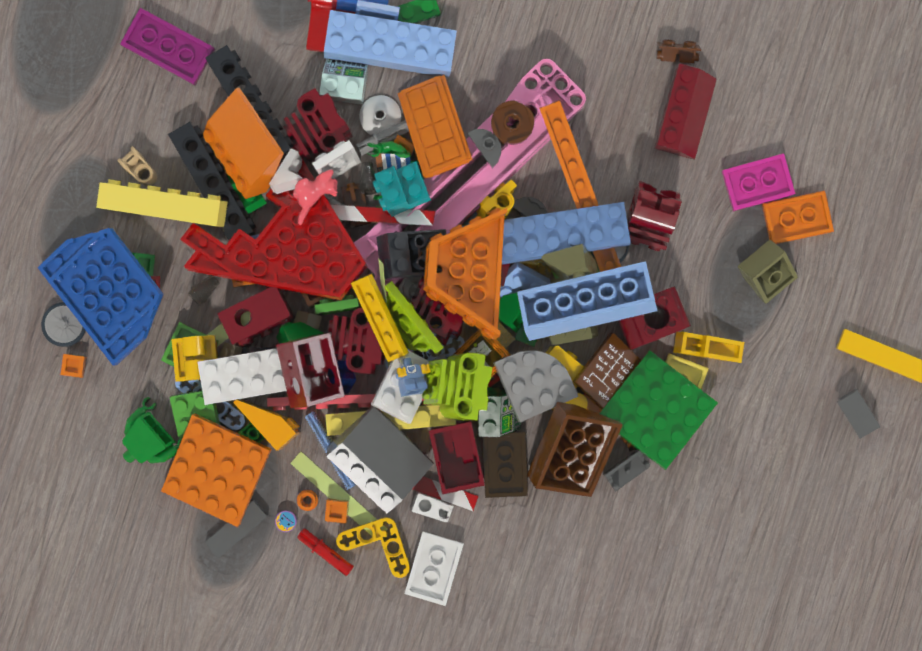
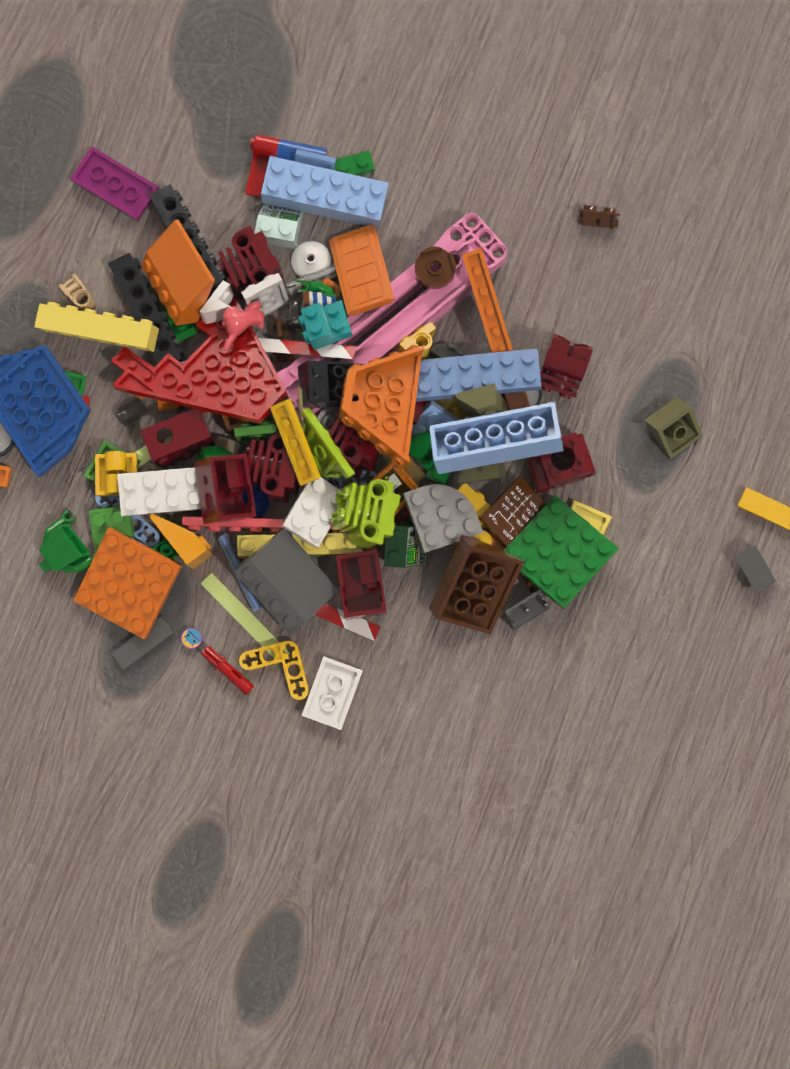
camera: 10 degrees right, 5 degrees down
(300, 500) = (209, 614): orange plate -> none
(336, 510) = (241, 631): orange plate -> none
(411, 378) = (322, 501): medium blue piece -> none
(431, 507) = (334, 633): white leg -> none
(487, 144) = (410, 287): dark grey plate -> none
(505, 465) = (408, 597): dark brown plate -> none
(685, 111) = (603, 273): dark red slope -> none
(708, 347) = (612, 496): yellow slope -> none
(758, 182) = (668, 343): dark pink plate -> none
(798, 217) = (705, 379): orange tile -> none

